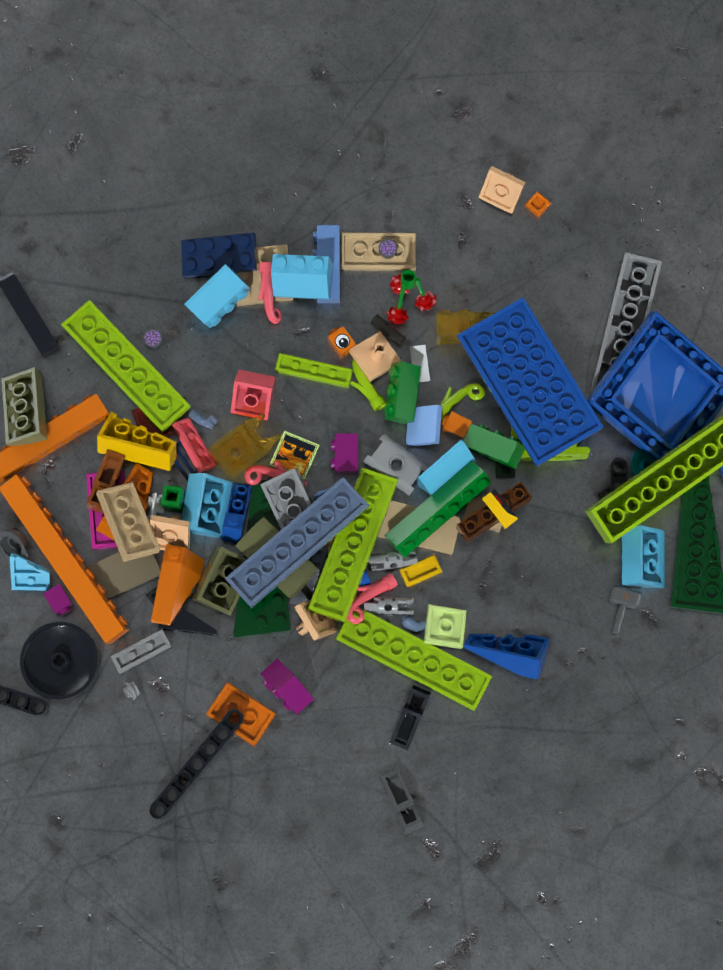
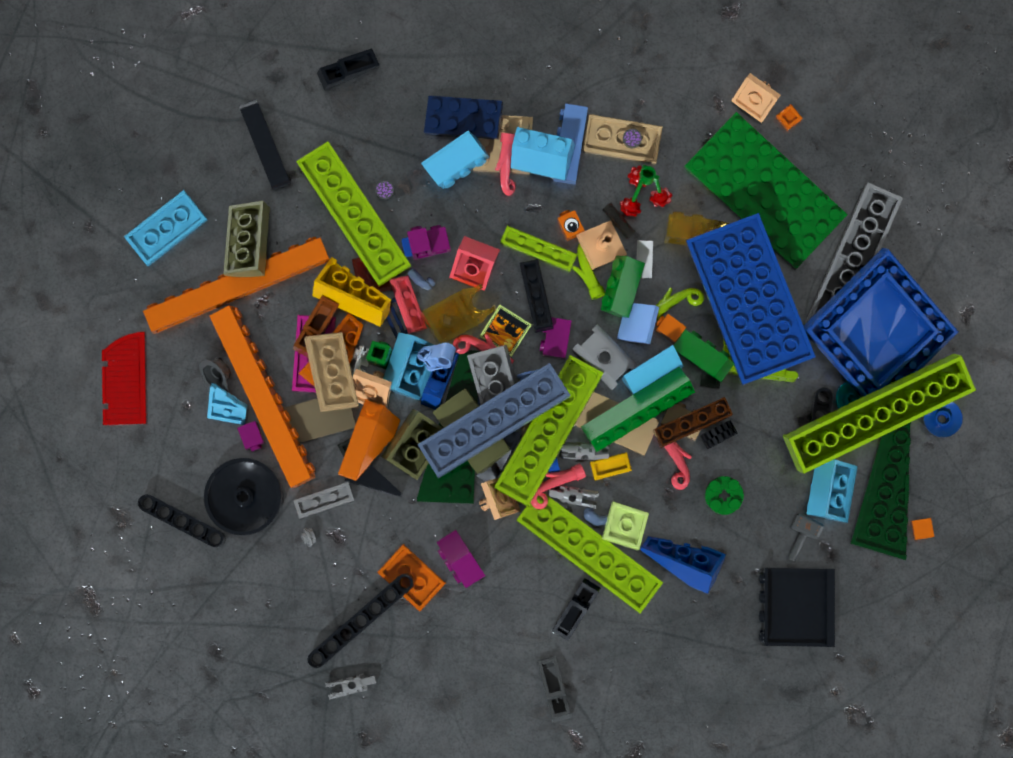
camera: 10 degrees right, 5 degrees up
(97, 227) = (347, 68): none -> black slope
(184, 391) = (407, 249): none -> blue tile
(205, 381) = (428, 243): none -> magenta brick
(207, 829) = (359, 680): none -> light grey hinge
(232, 489) = (437, 356): none -> light blue piece
(319, 415) = (536, 296): none -> black tile
(484, 549) = (677, 454): none -> coral plant
(498, 506) = (697, 418): yellow sticker -> none
(513, 265) = (759, 179): none -> green plate
(525, 519) = (718, 434): none -> black tyre
(531, 589) = (717, 504): none -> green plate
(629, 678) = (797, 607): none -> black panel

